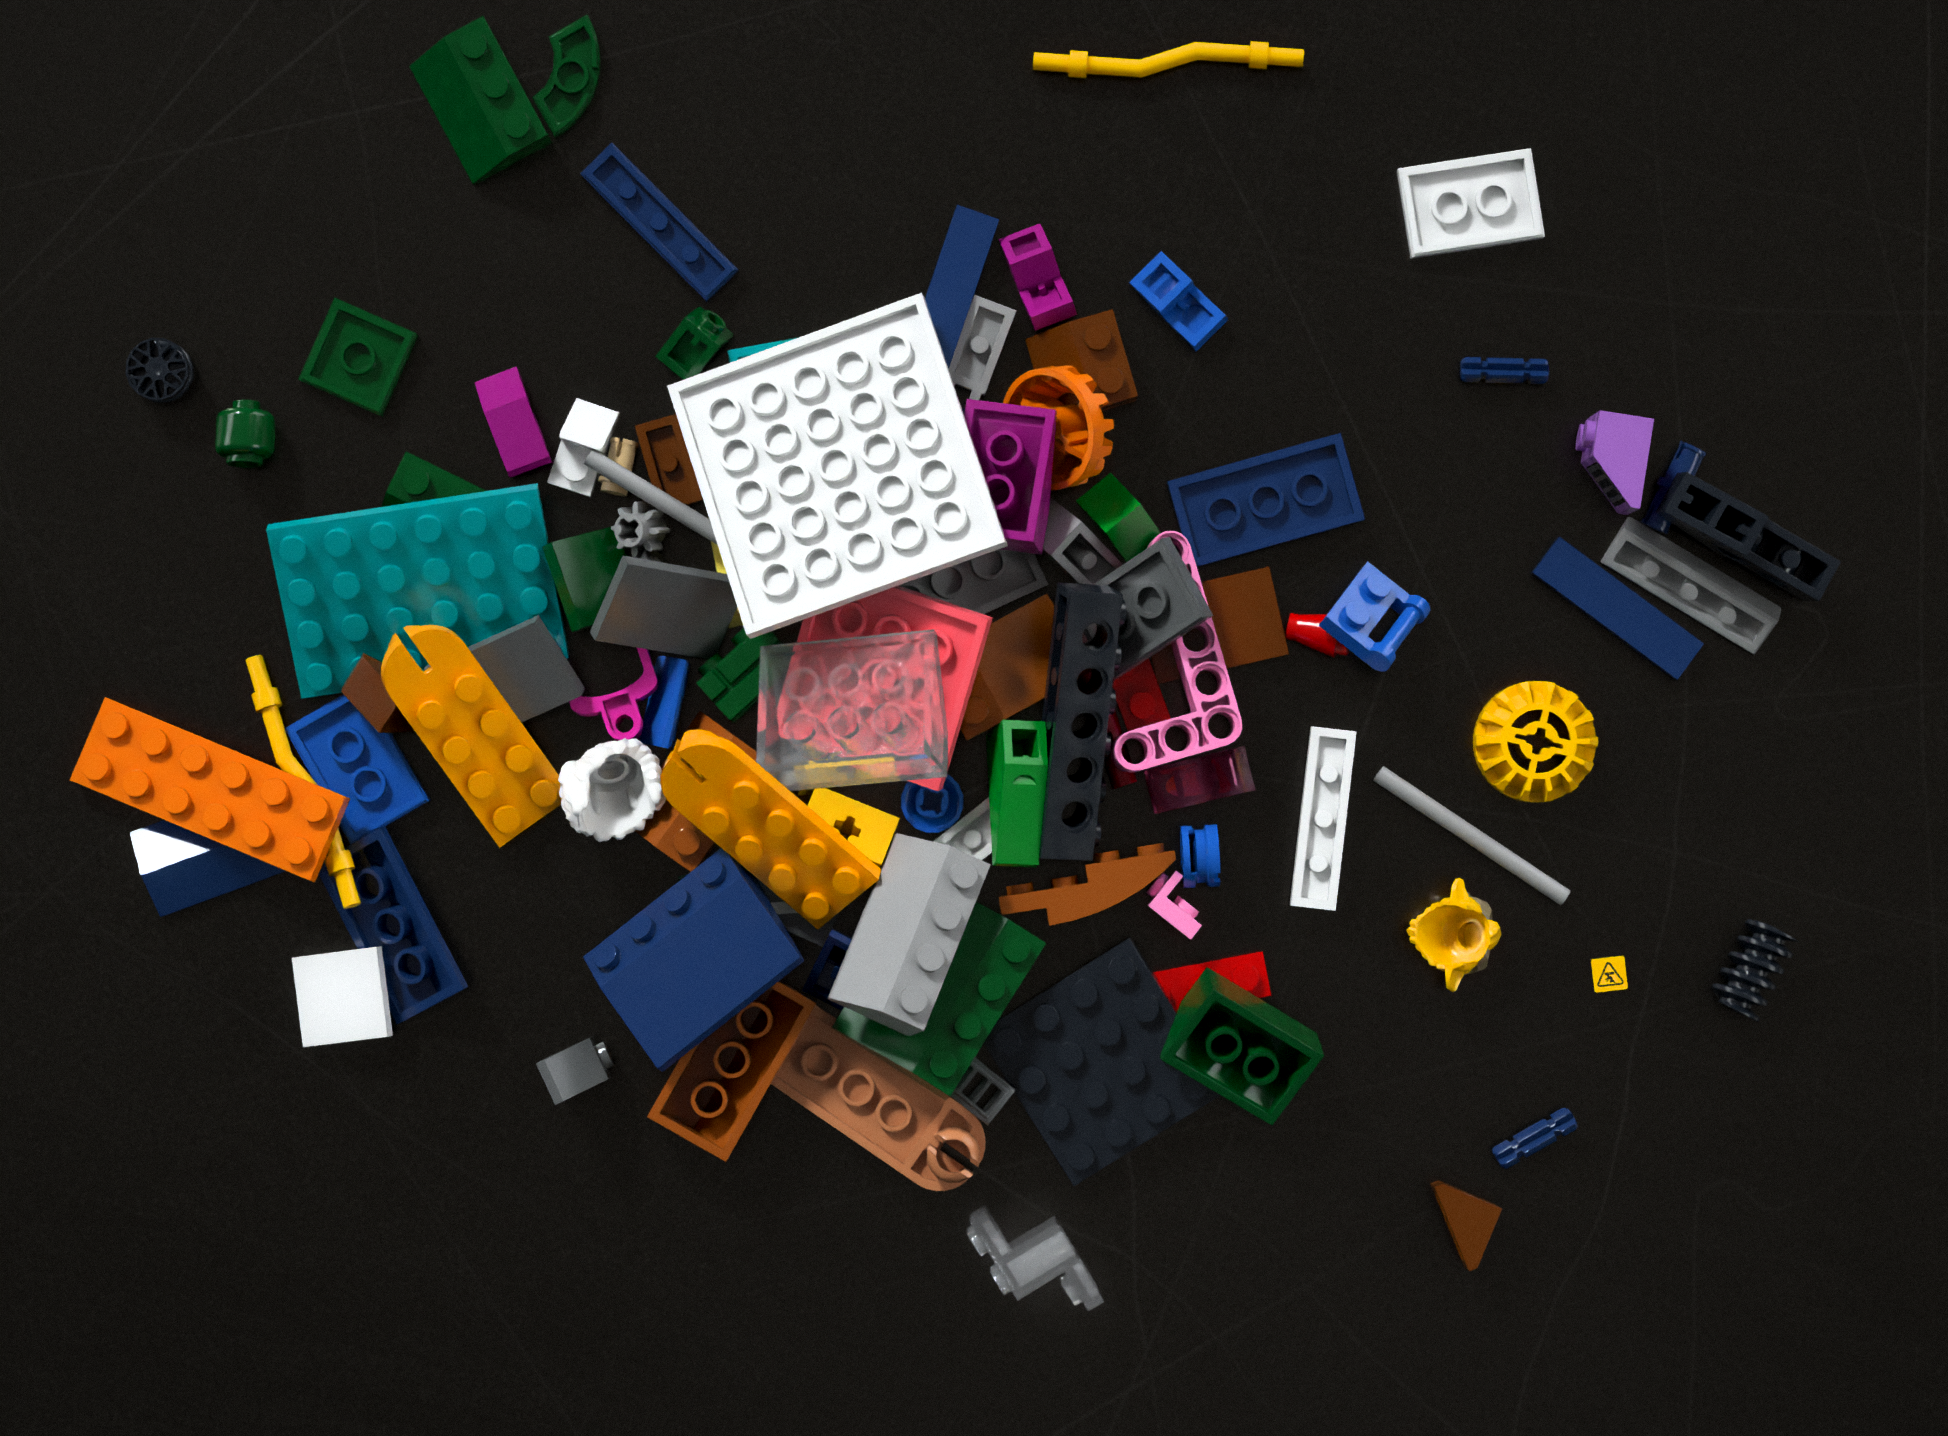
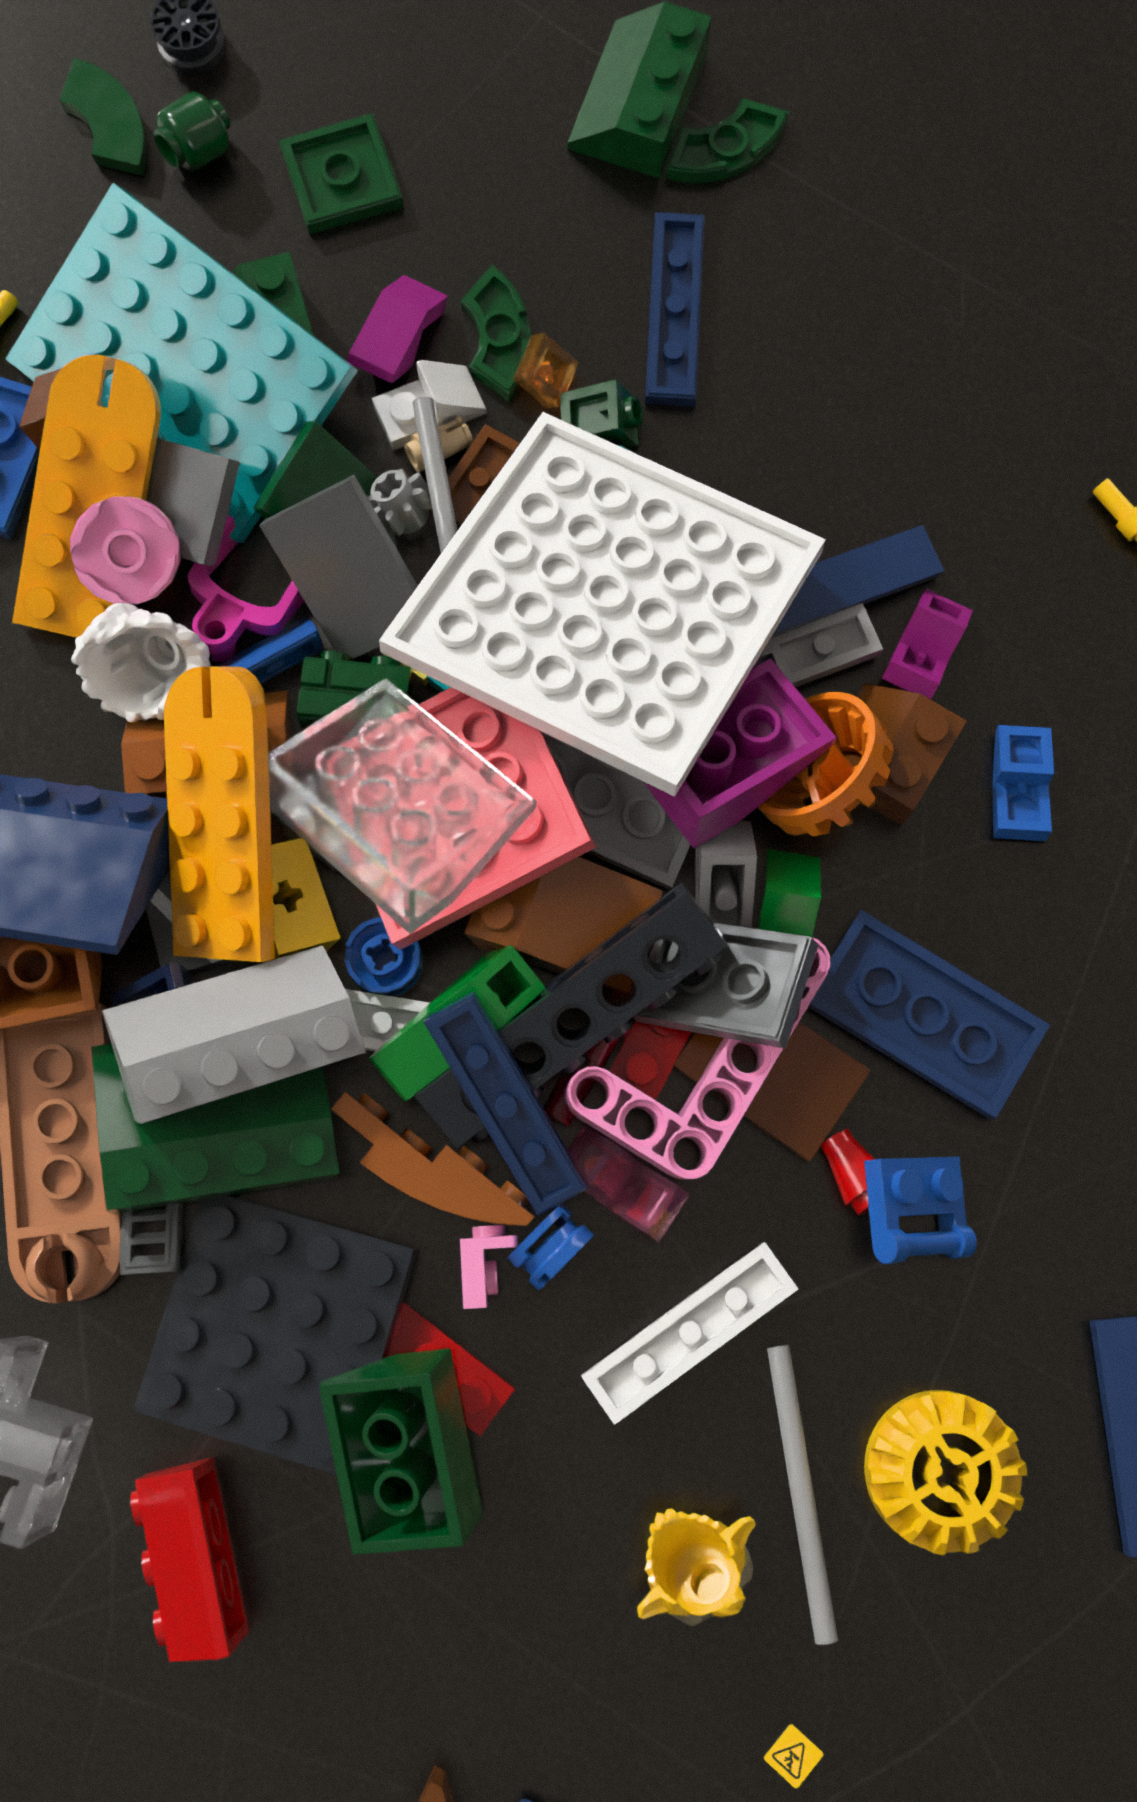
camera: 50 degrees right, 10 degrees down
(172, 475) = (110, 115): none -> dark green tile
(529, 736) = (125, 550): none -> bright pink tile
(574, 352) = (502, 331): none -> dark green tile
(631, 351) = (545, 370): none -> clear orange plate
(1094, 807) = (505, 1103): none -> dark blue tile
(1189, 1223) = (190, 1561): none -> red slope

